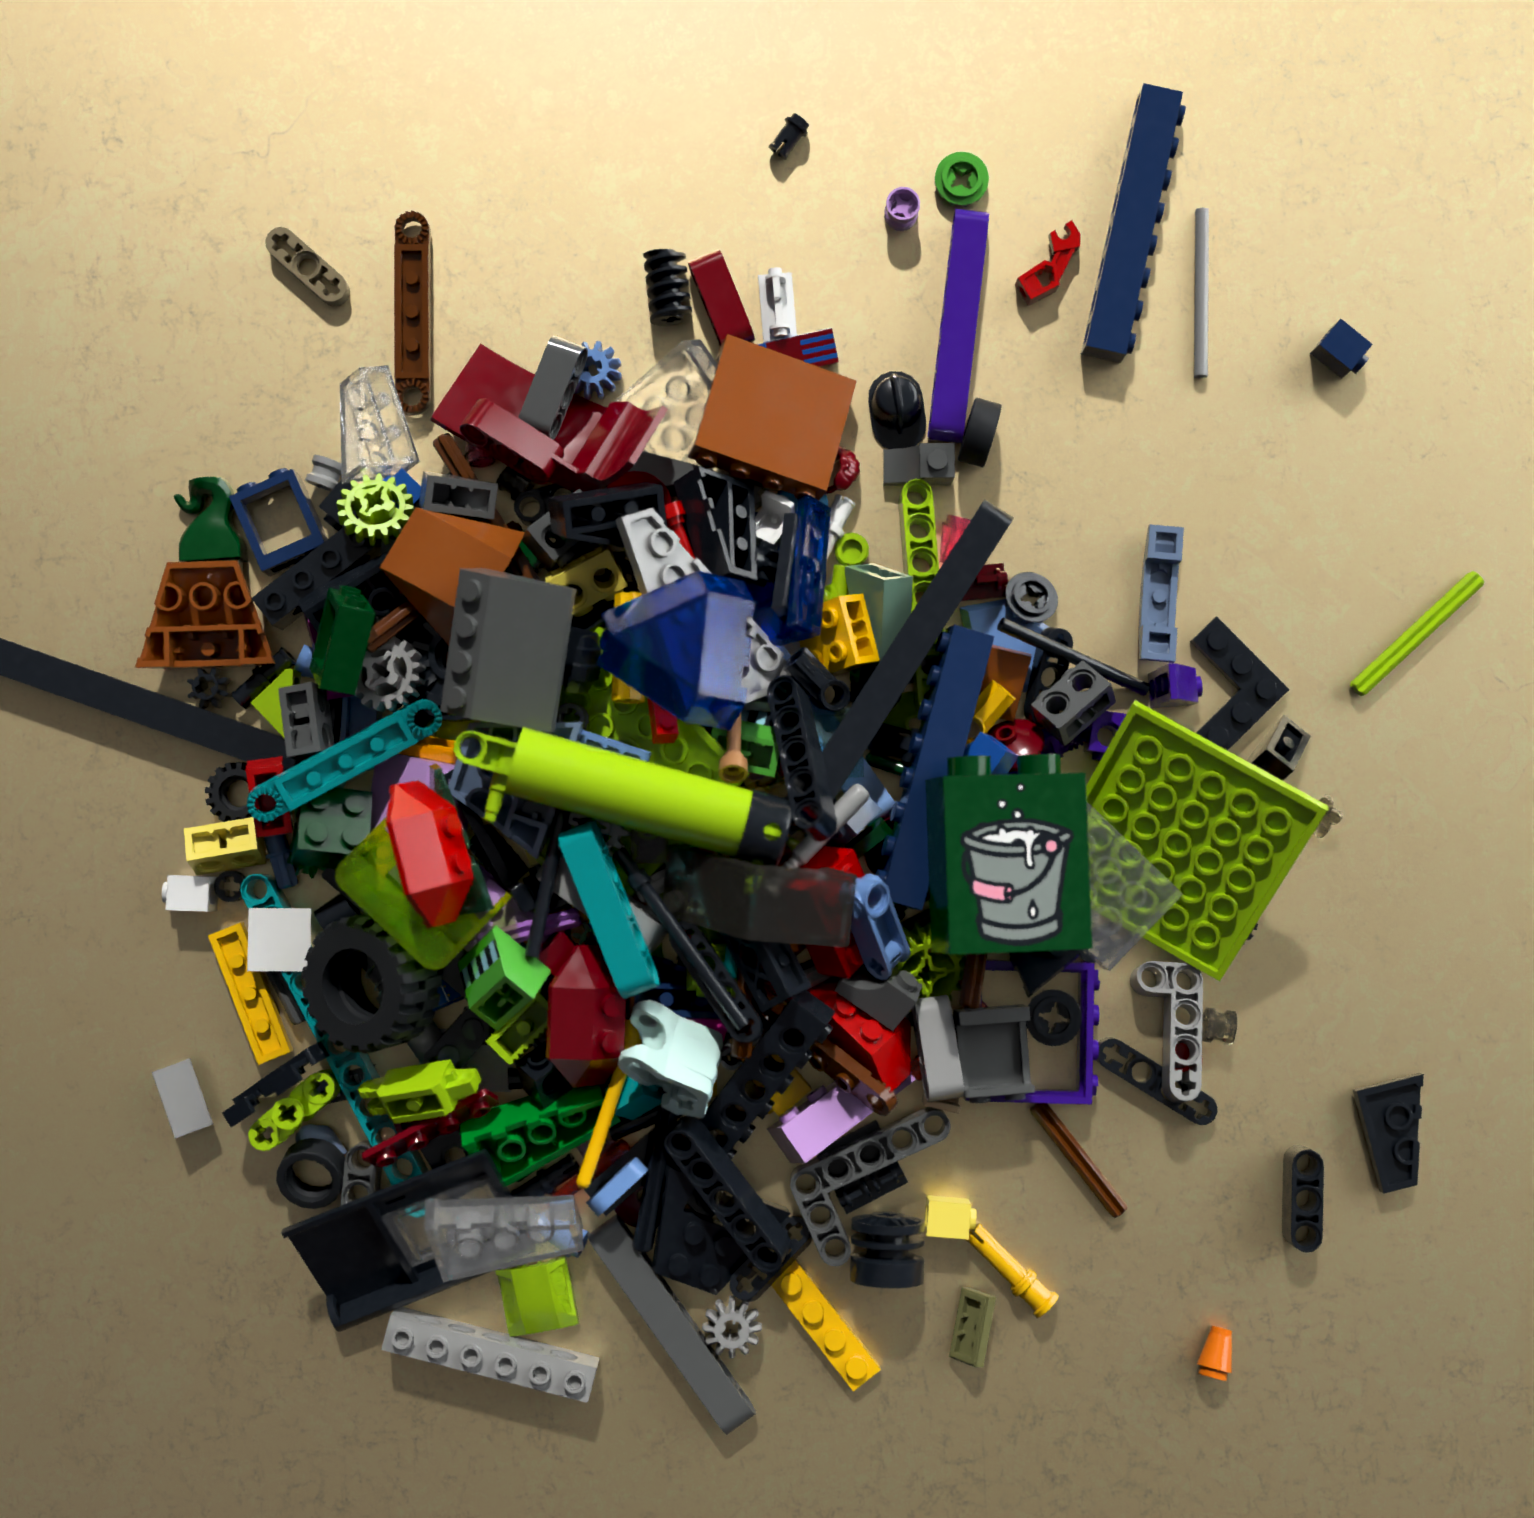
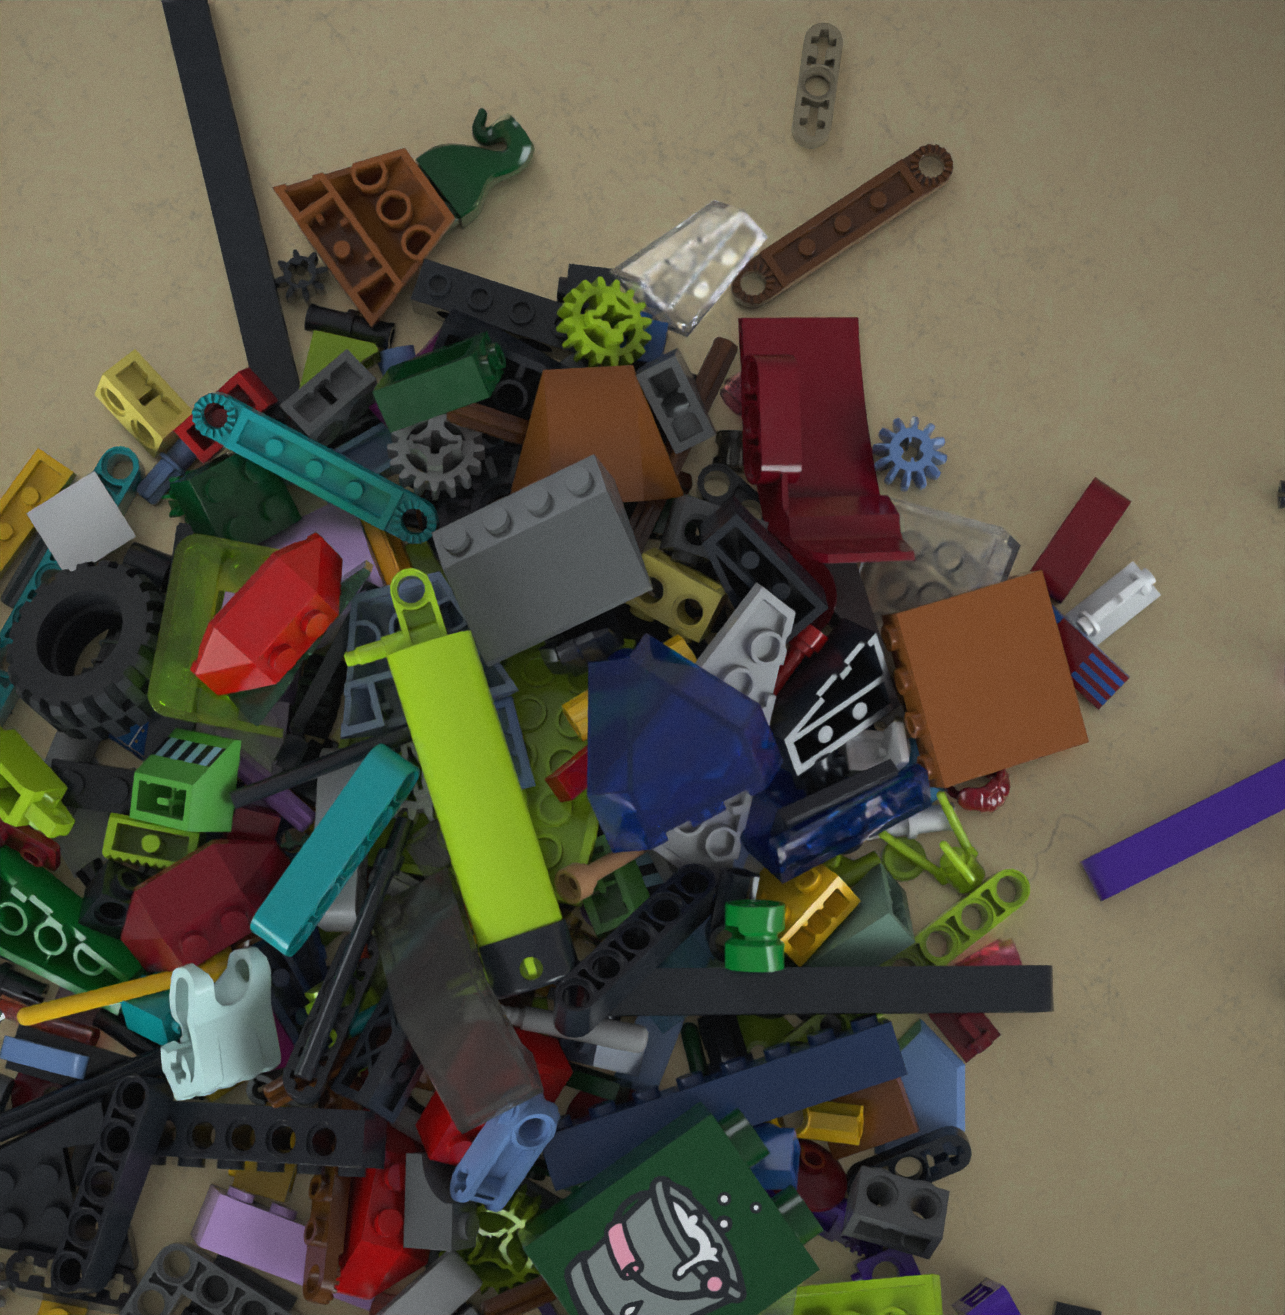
camera: 55 degrees right, 5 degrees down
(190, 893) = (71, 400): white brick -> none
(218, 792) = (198, 358): black tyre -> none
(224, 894) = (93, 436): black bush -> none
(290, 554) = (502, 270): dark blue window -> none
(324, 473) = (609, 246): light grey wheel -> none
(554, 385) = (861, 424): dark grey beam -> none
(580, 711) = (523, 665): dark grey bush -> none
(666, 286) = (1052, 471): black piece -> none
(842, 674) = (754, 935): none -> green wheel
(878, 518) = (957, 864): none -> lime plant
(897, 410) = (1089, 808): black piece -> none
(925, 461) = (1051, 874): dark grey arch -> none
(979, 432) = (1124, 912): black tyre -> none
(1035, 586) = (999, 1087): gear -> none
(1072, 656) = (947, 1179): black piece -> none
(1159, 593) = (1083, 1231): sand blue slope -> none

